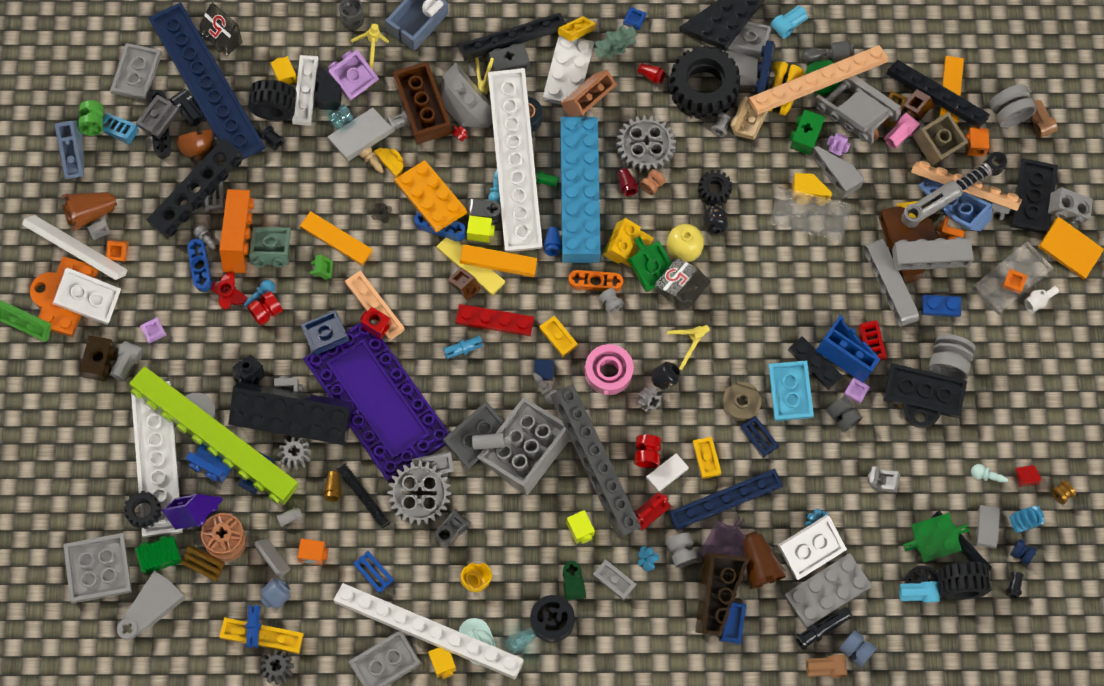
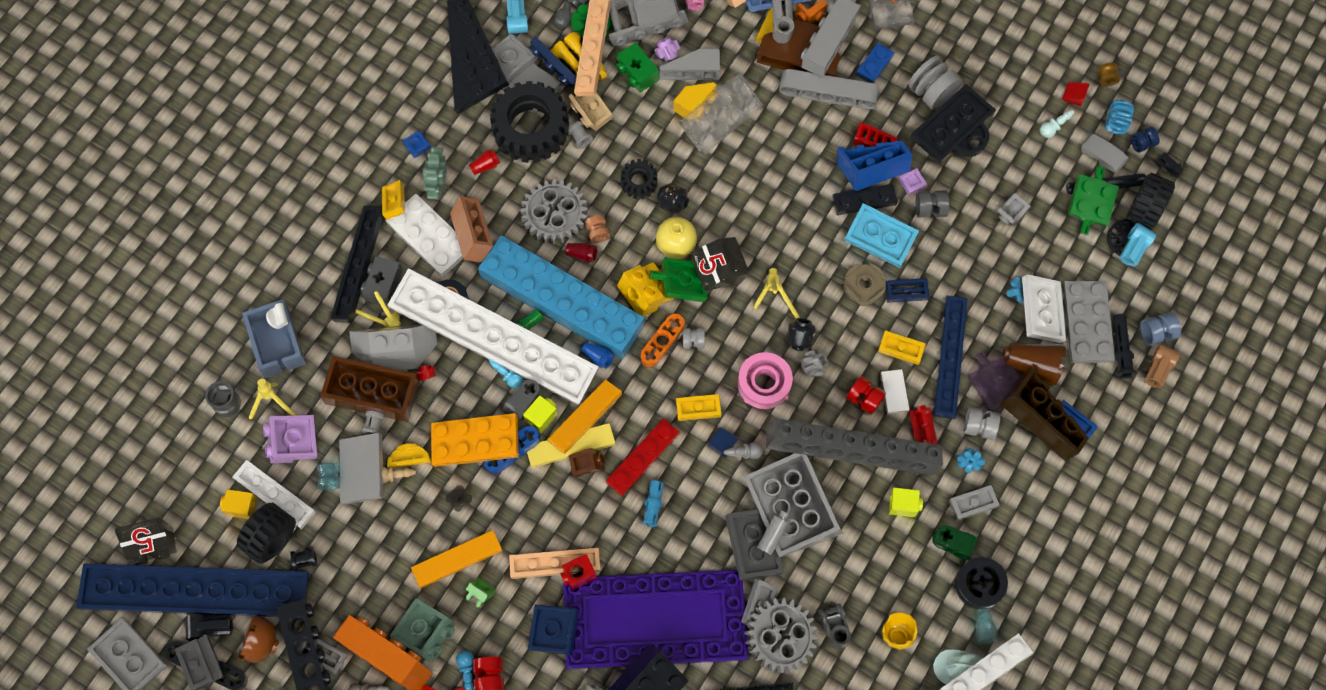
camera: 55 degrees left, 0 degrees up
(329, 91) = (293, 472): black slope -> none

